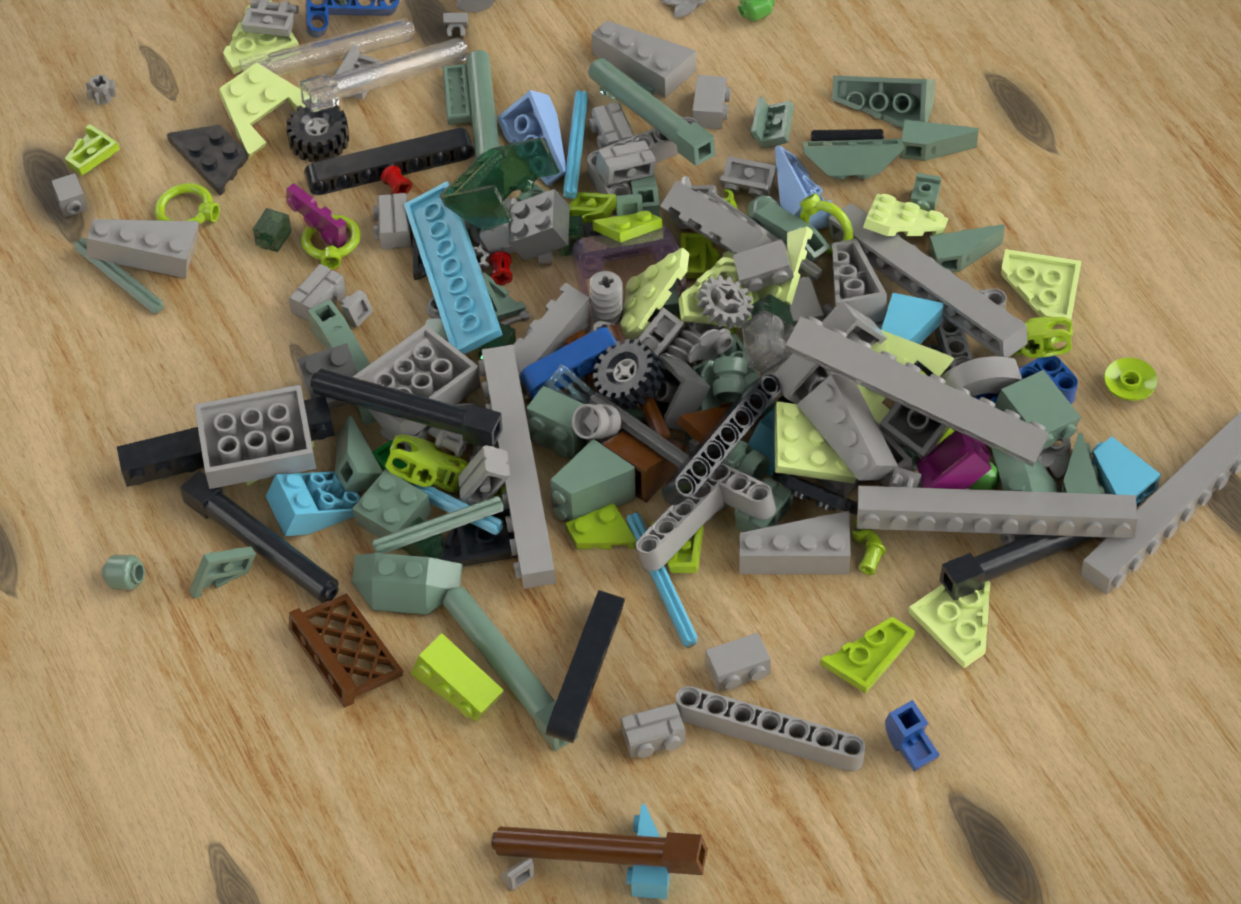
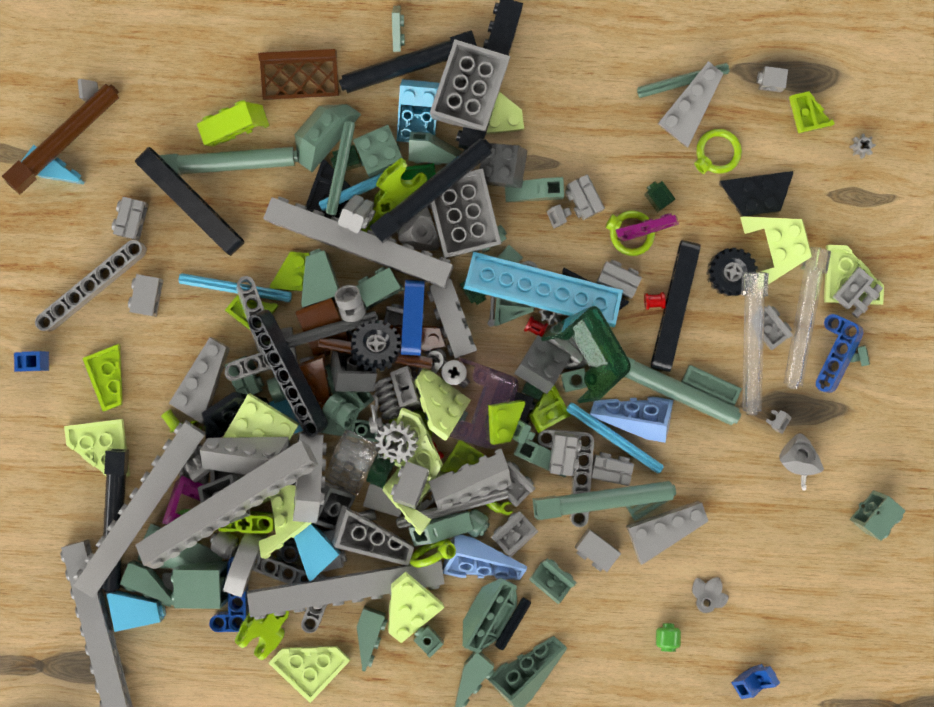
camera: 115 degrees right, 35 degrees up
(556, 377) = (390, 309): clear light blue tile -> none
(1130, 379) = (194, 674): lime dish -> none

